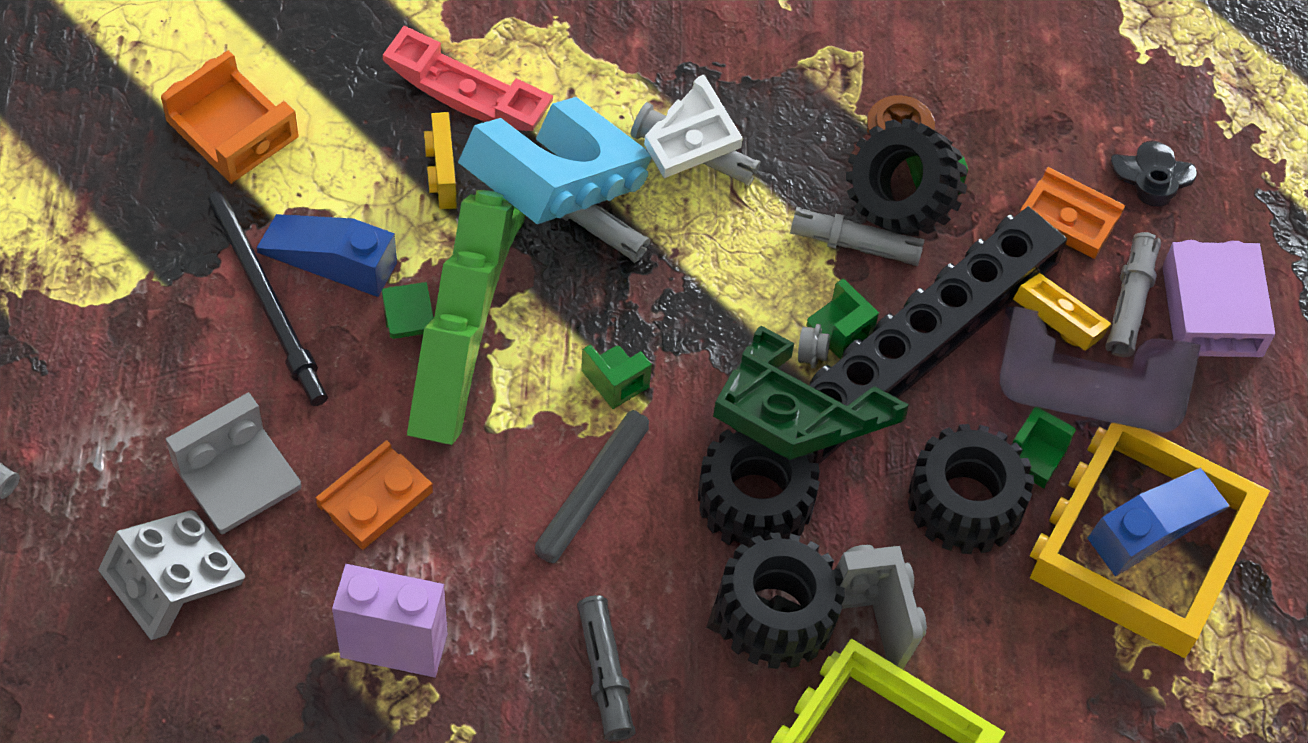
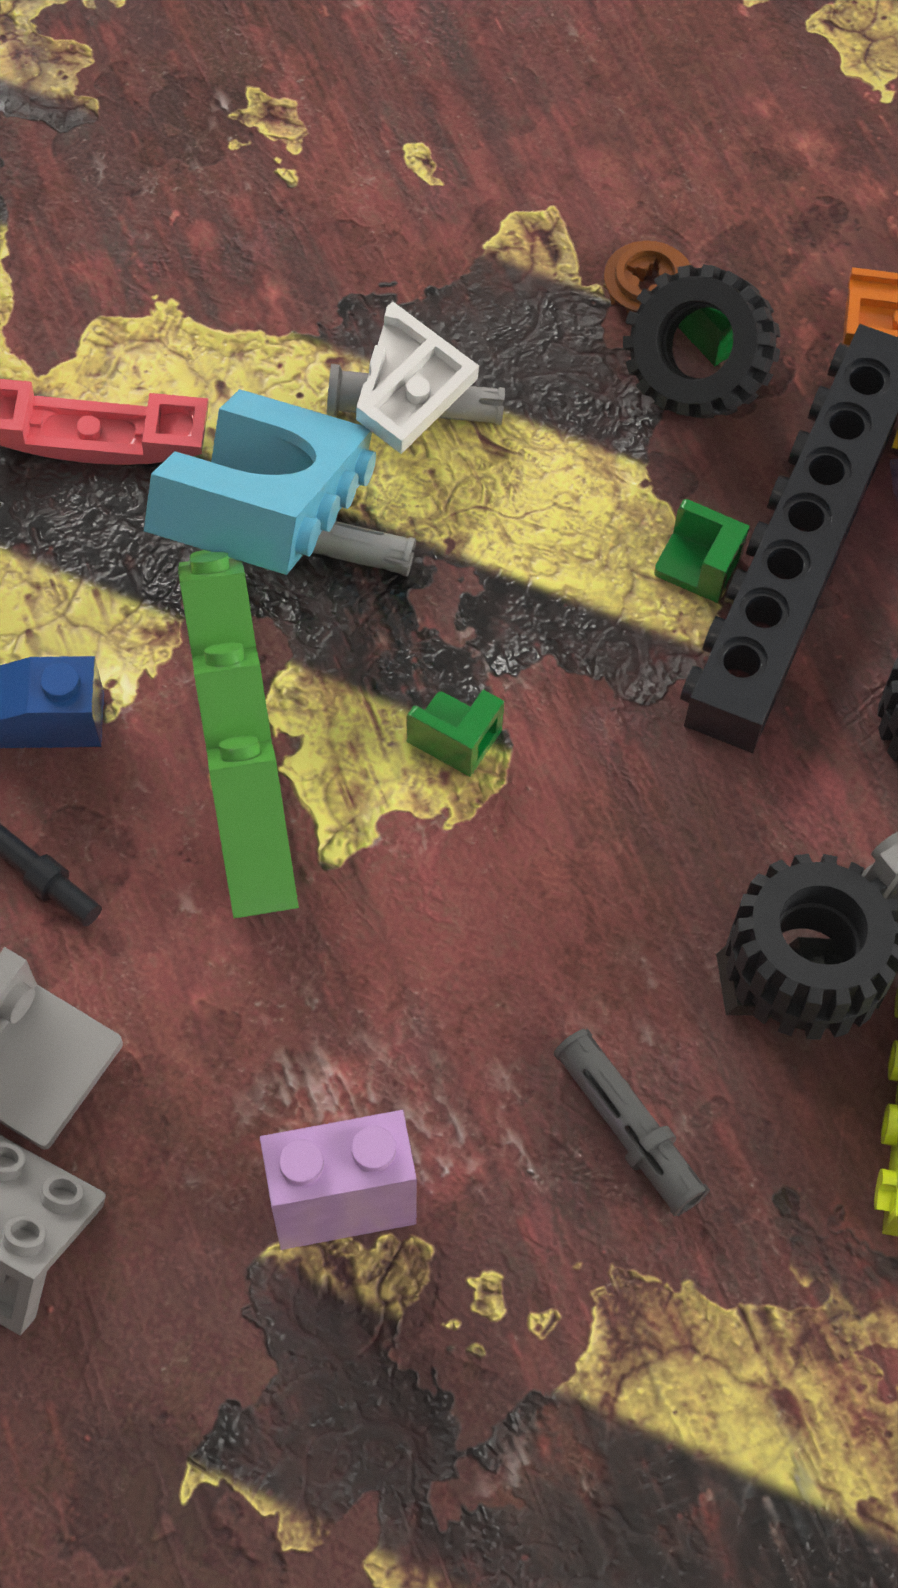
camera: 20 degrees left, 5 degrees up
(374, 495) = (223, 1013): orange plate -> none
(407, 309) = (159, 753): green panel -> none
(442, 175) = (113, 553): yellow plate -> none
(591, 487) = (496, 890): dark grey axle -> none
(746, 517) = (714, 761): black tyre -> none
(791, 414) = (713, 698): dark green wing -> none
(813, 345) = (682, 598): light grey plate -> none
(856, 236) = (665, 439): light grey pin -> none

